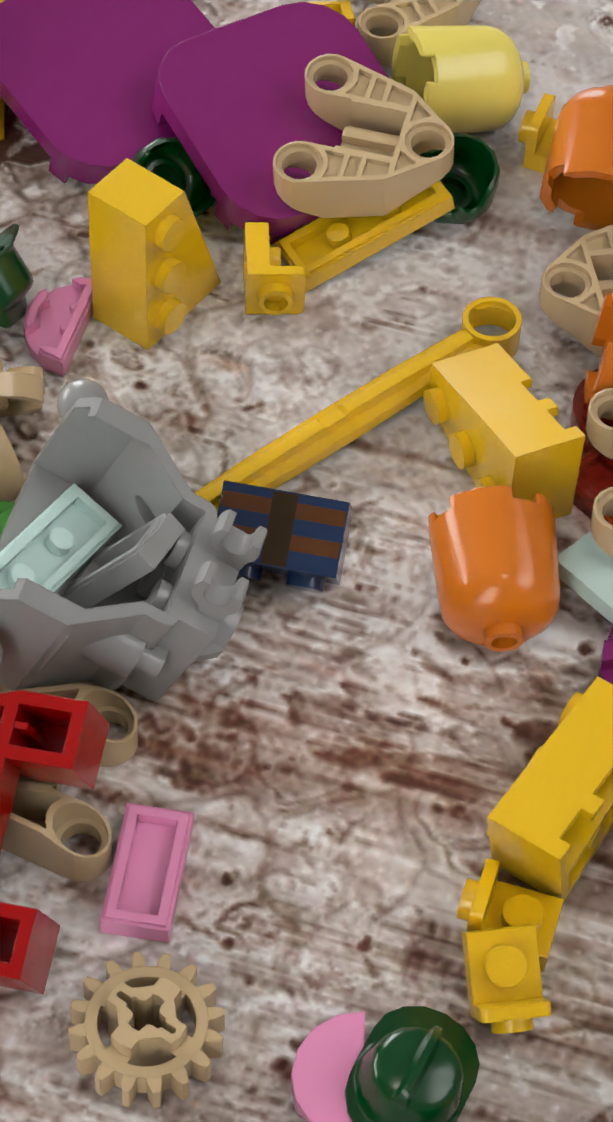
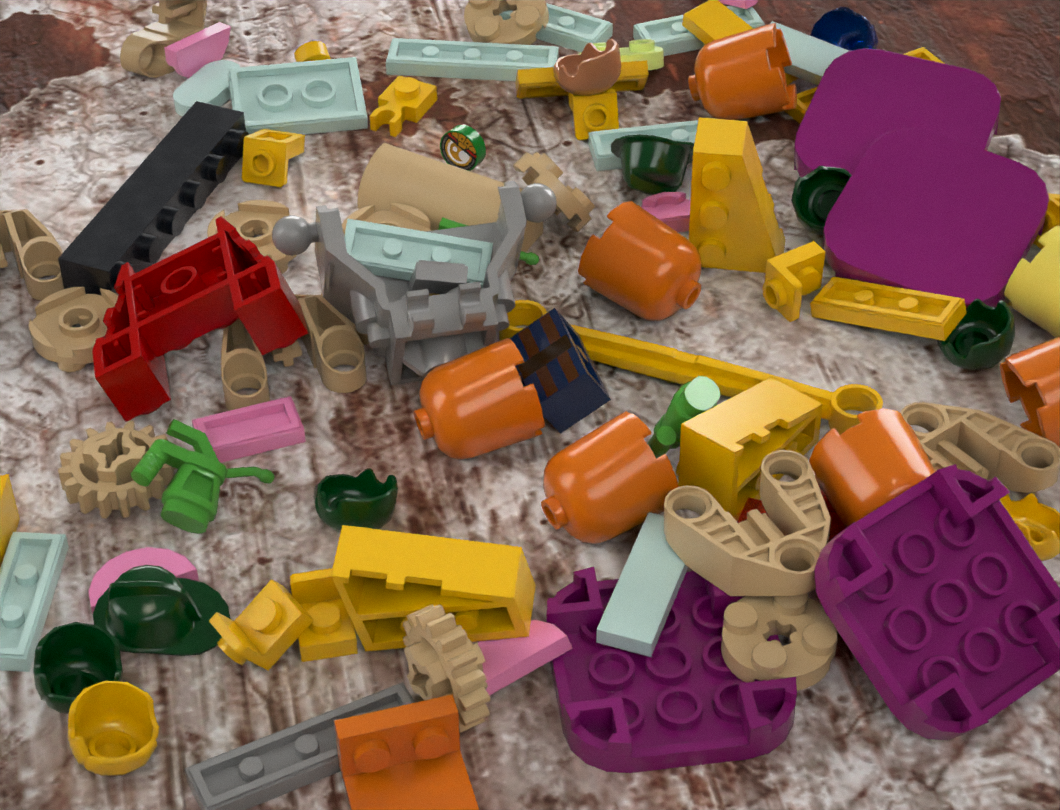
camera: 65 degrees right, 10 degrees down
(175, 373) = (642, 264): none -> orange cylinder
(226, 957) = (194, 490): none -> bright green piece
(300, 620) = (479, 403): none -> orange cylinder
(363, 807) = (355, 500): none -> dark green hair
(380, 145) = (925, 271): tan connector -> none
(443, 456) = (686, 403): none -> bright green piece

